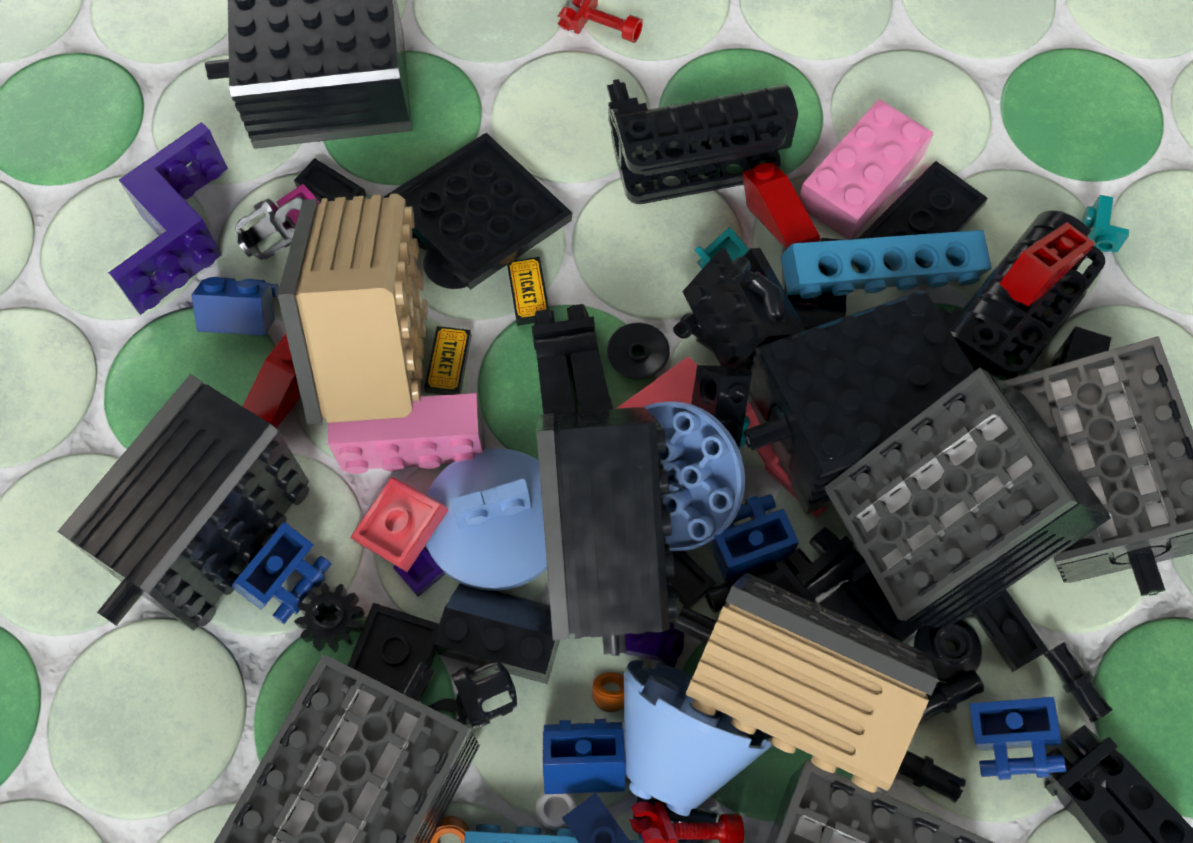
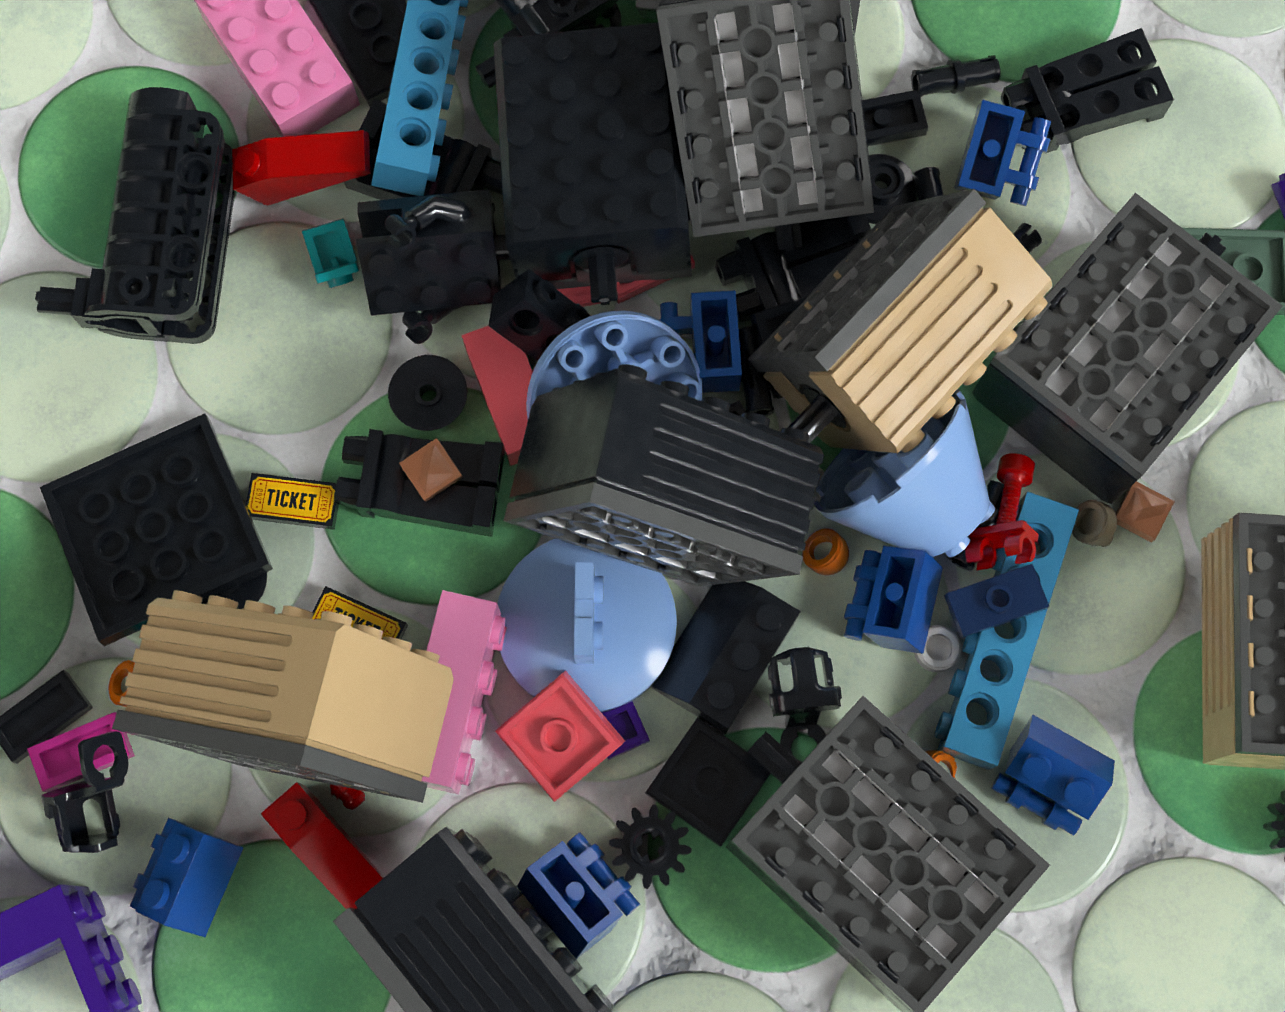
camera: 75 degrees left, 10 degrees up
(575, 366) = (431, 470): none -> nougat tile

